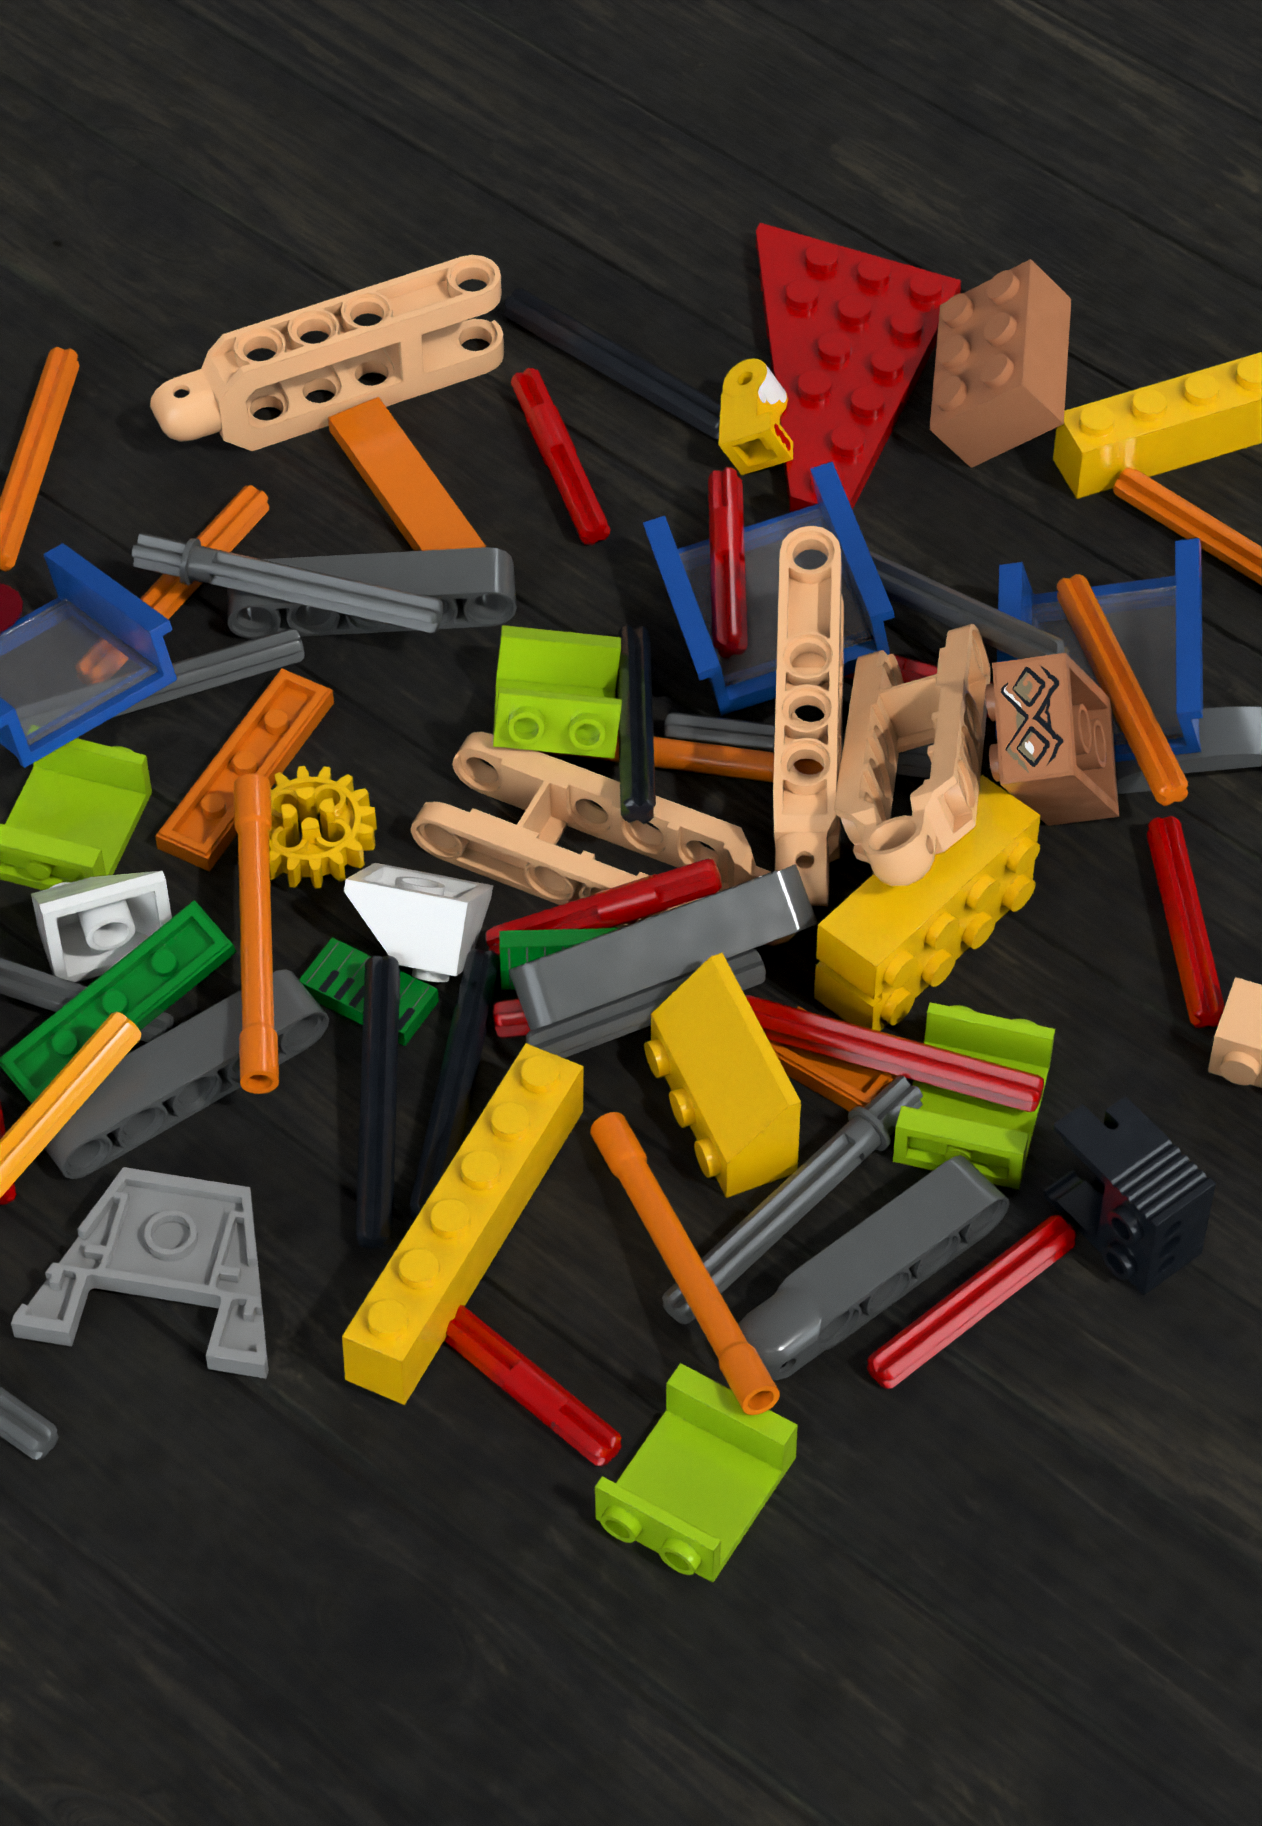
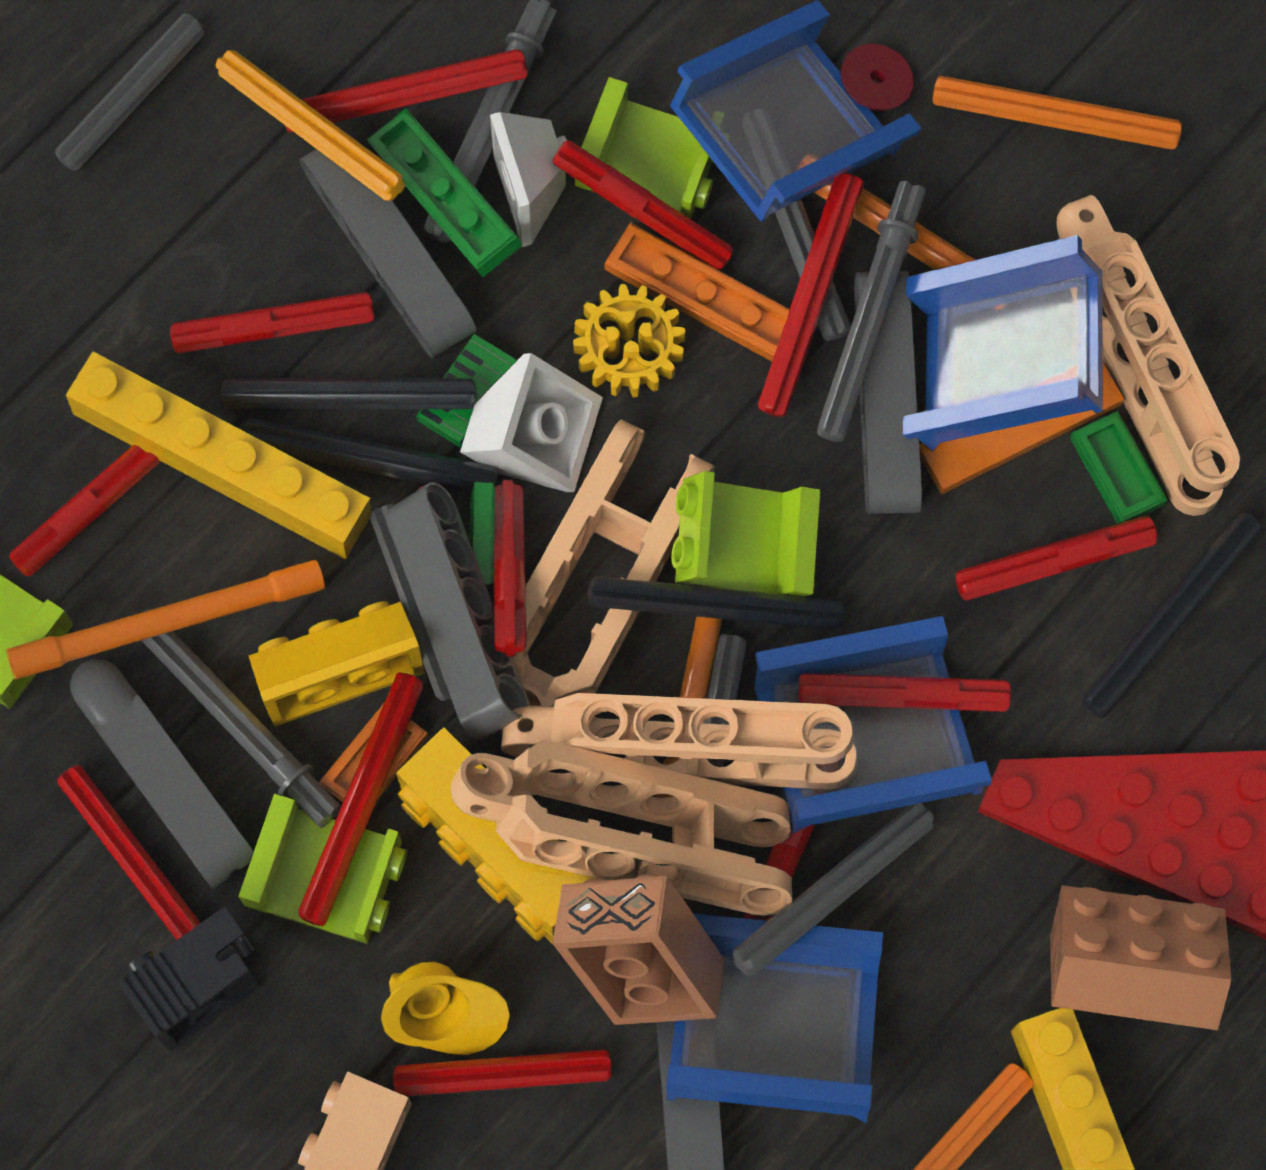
camera: 90 degrees right, 20 degrees up
(142, 806) = (642, 204): none -> red axle
(168, 1243) = (229, 243): light grey wing -> none
(258, 1037) = (609, 287): orange piece -> none
(278, 655) = (810, 295): none -> red axle
(280, 1200) = (271, 322): none -> red axle
(338, 451) = (1009, 341): none -> piece
(455, 408) = (1118, 468): none -> green tile
(751, 418) = (1091, 727): yellow leg -> none
(1121, 968) = (442, 1011): none -> yellow piece
(1123, 689) = (731, 1029): orange axle -> none

